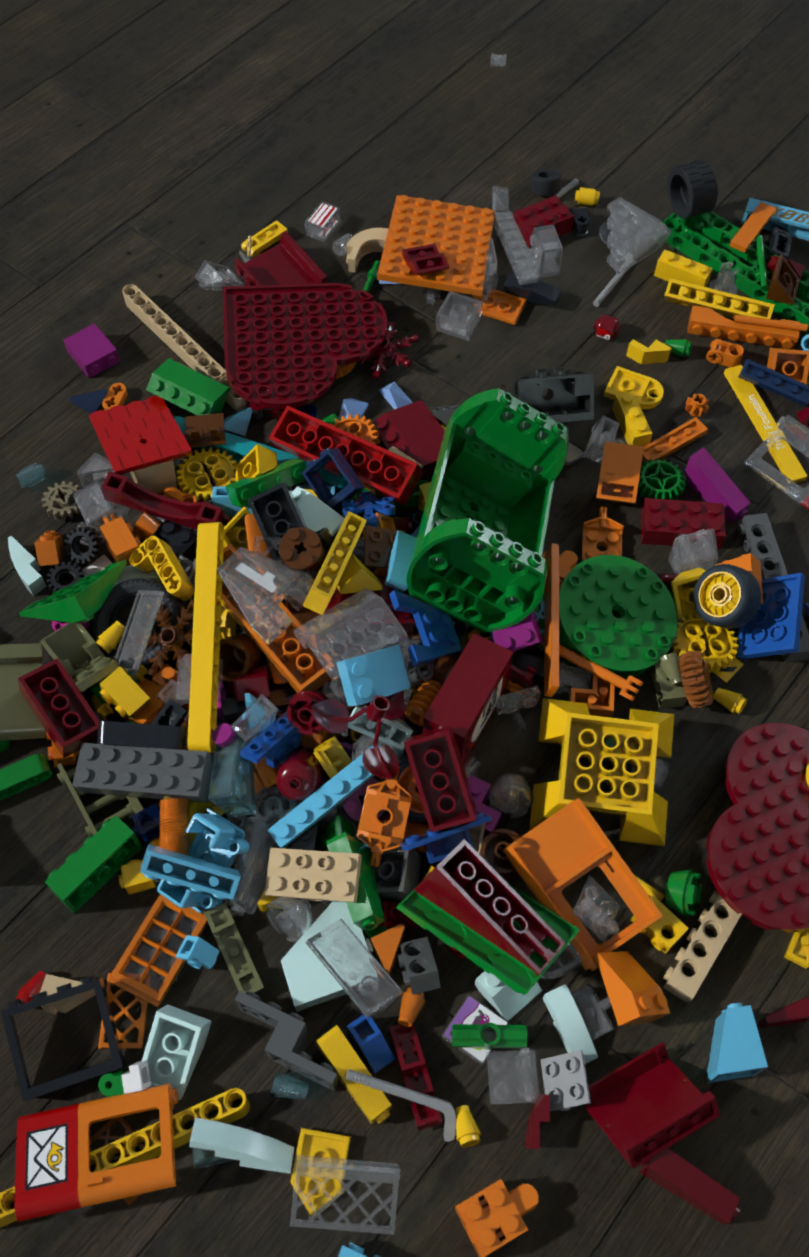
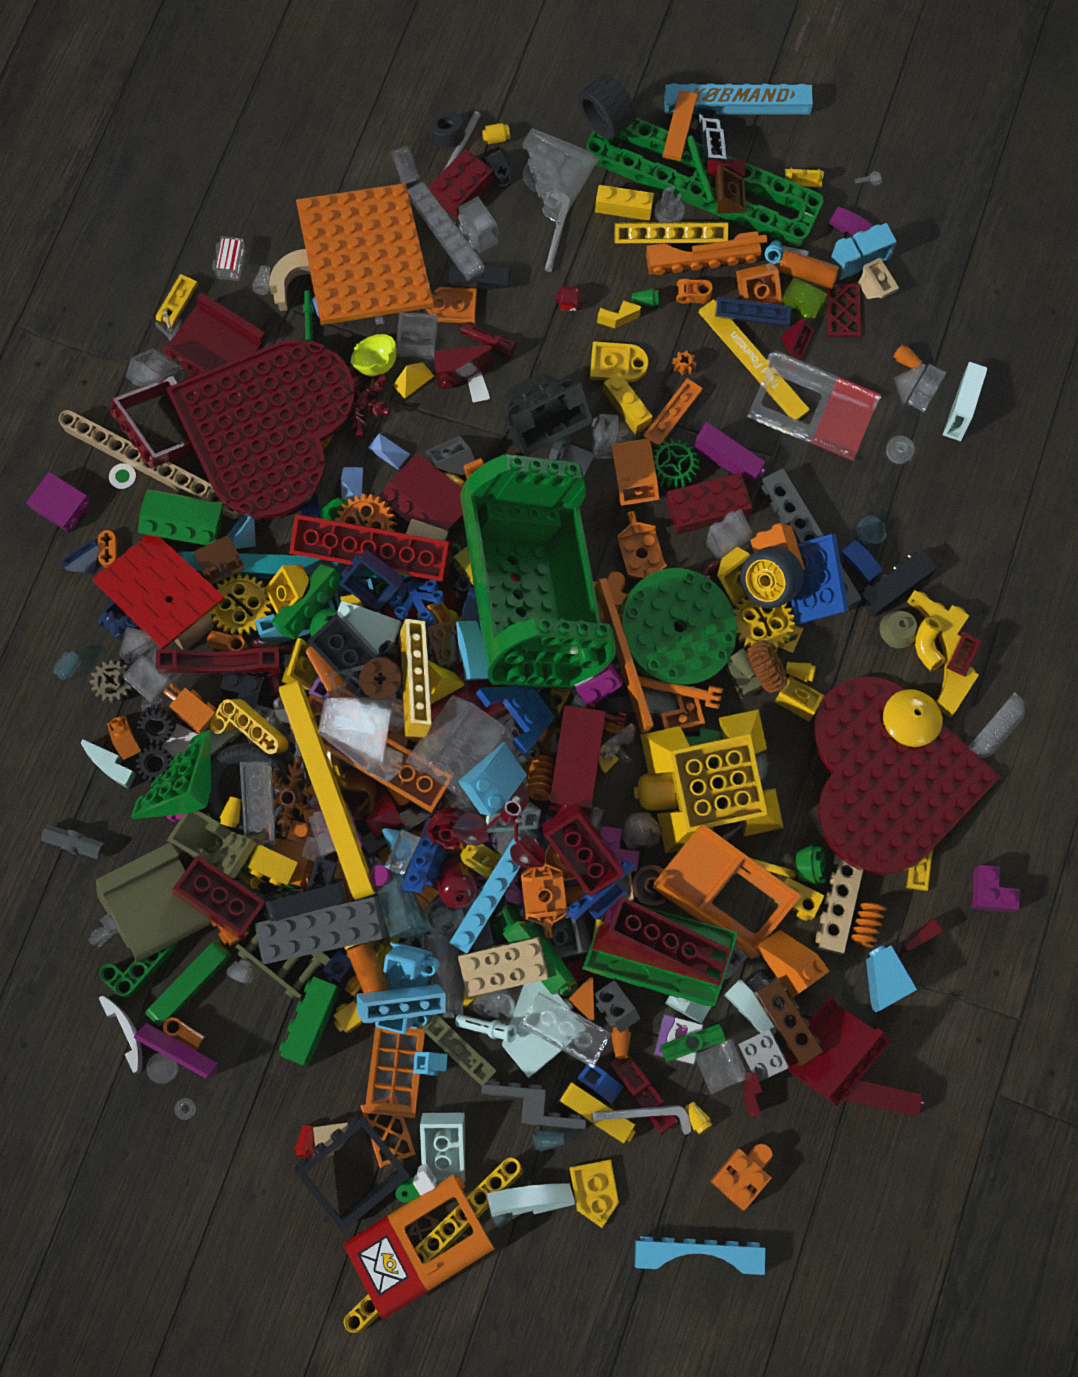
camera: 20 degrees left, 15 degrees up
(52, 792) = (241, 971): none -> clear cone
(88, 447) = (115, 621): none -> dark blue hair
(145, 527) = (208, 684): orange piece -> none
(156, 350) = (122, 476): none -> white sticker
(199, 290) = (137, 397): none -> dark red window
(278, 939) = (493, 1029): none -> light aqua pin
(347, 1170) = (616, 1186): clear fence -> none
(415, 320) = (374, 355): none -> neon yellow cylinder
(425, 259) = (363, 287): dark red slope -> none
(441, 349) = (412, 379): none -> yellow slope
(489, 346) = (460, 364): none -> dark red slope
(491, 273) = (431, 270): clear piece -> none
(498, 372) = (478, 388): none -> white sticker
(500, 721) = (608, 763): none -> yellow tile
(528, 342) = (497, 342): none -> dark red pin
(540, 761) = (656, 792): none -> yellow cylinder
(597, 910) = (745, 906): clear hinge -> none
(608, 1092) = (812, 1044): none -> reddish brown brick
(718, 726) = (799, 698): none -> yellow slope
(727, 977) = (867, 924): none -> orange piece

